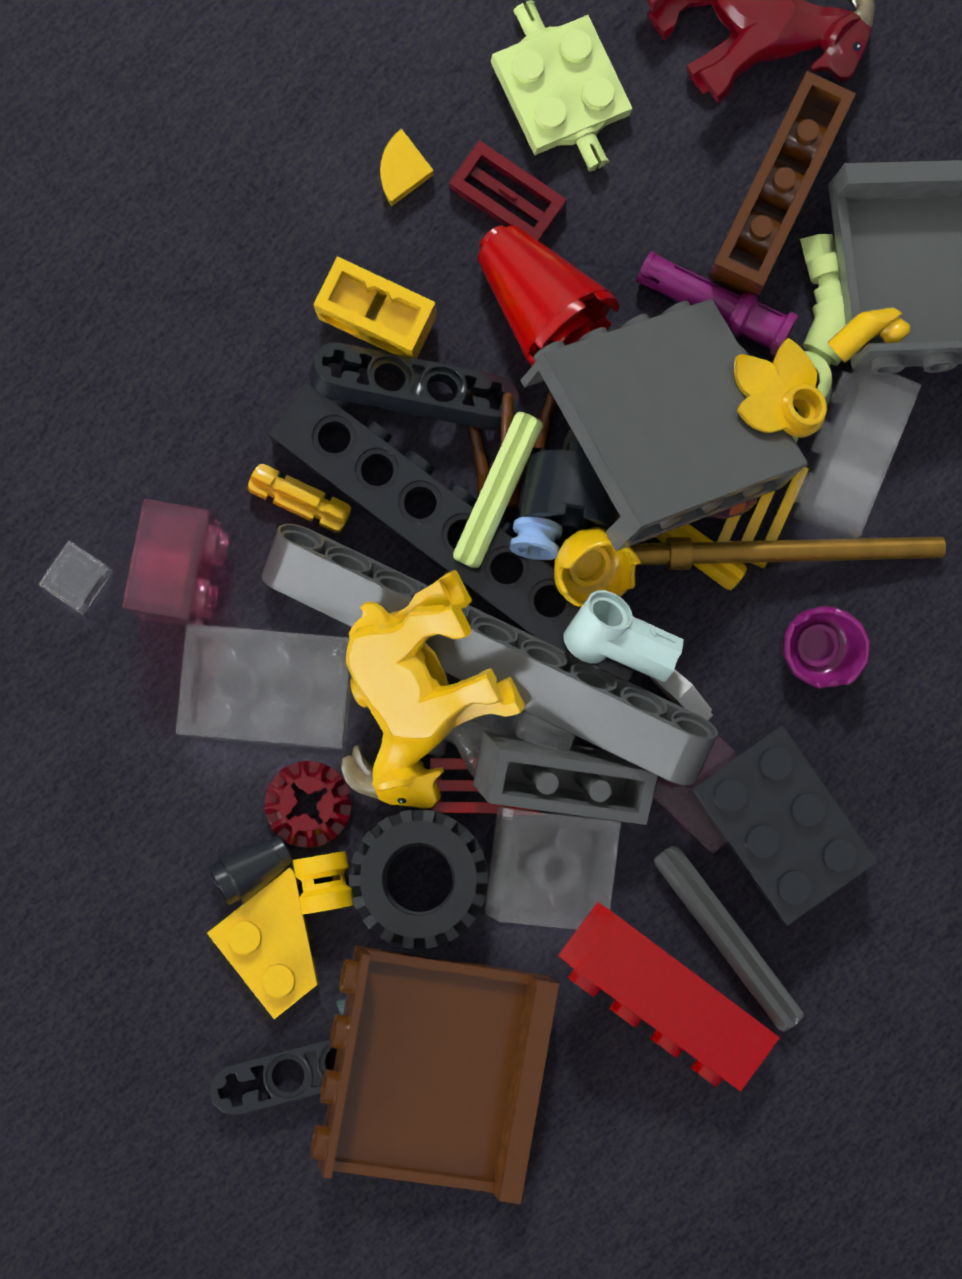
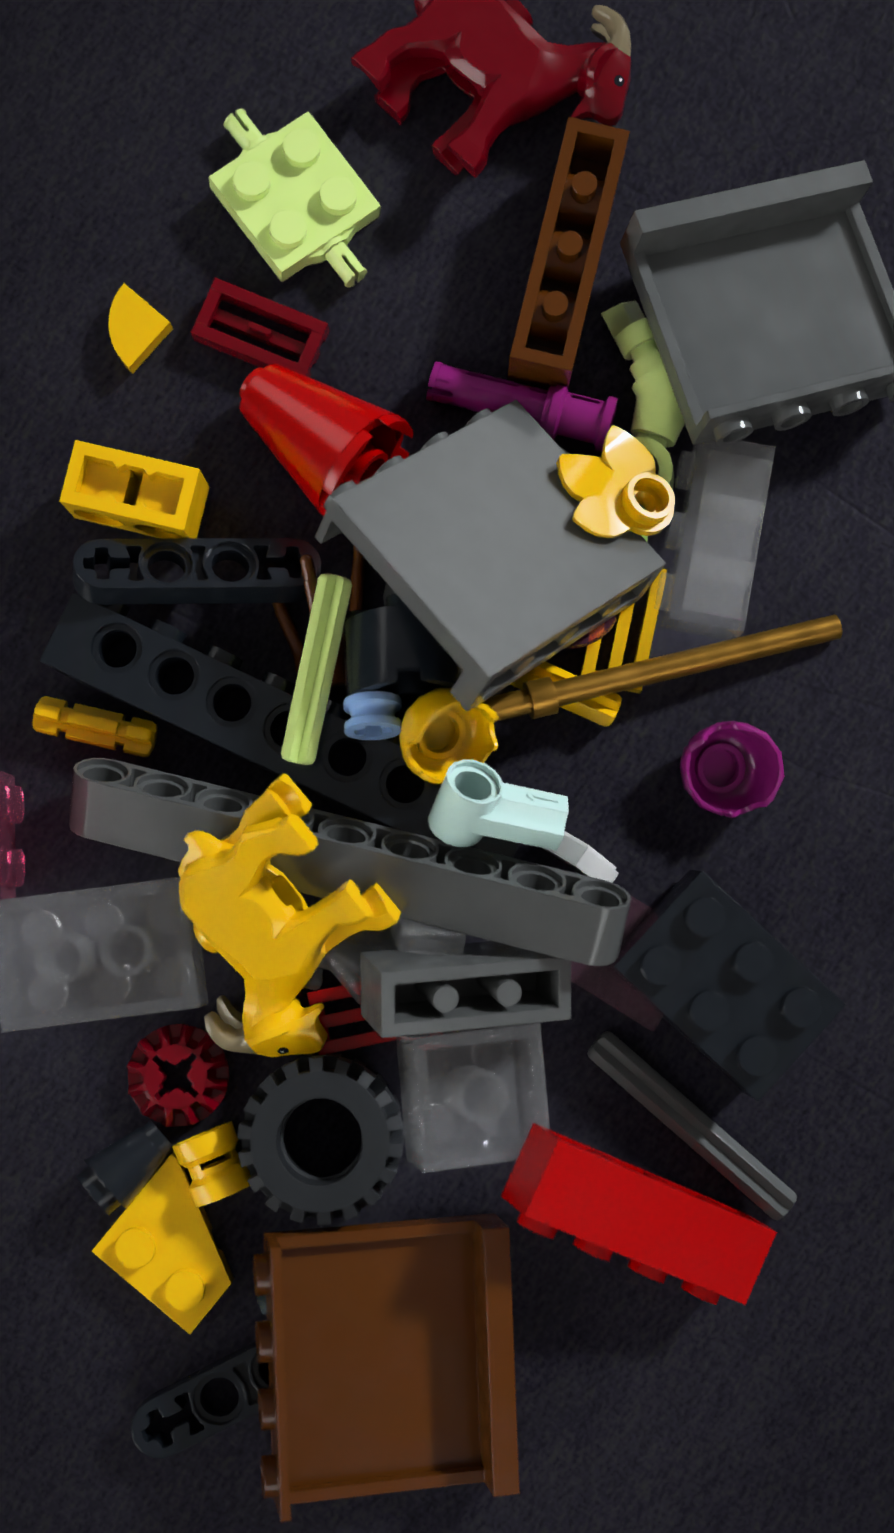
camera: 15 degrees left, 0 degrees up
(867, 326) = (700, 391): yellow arm -> none

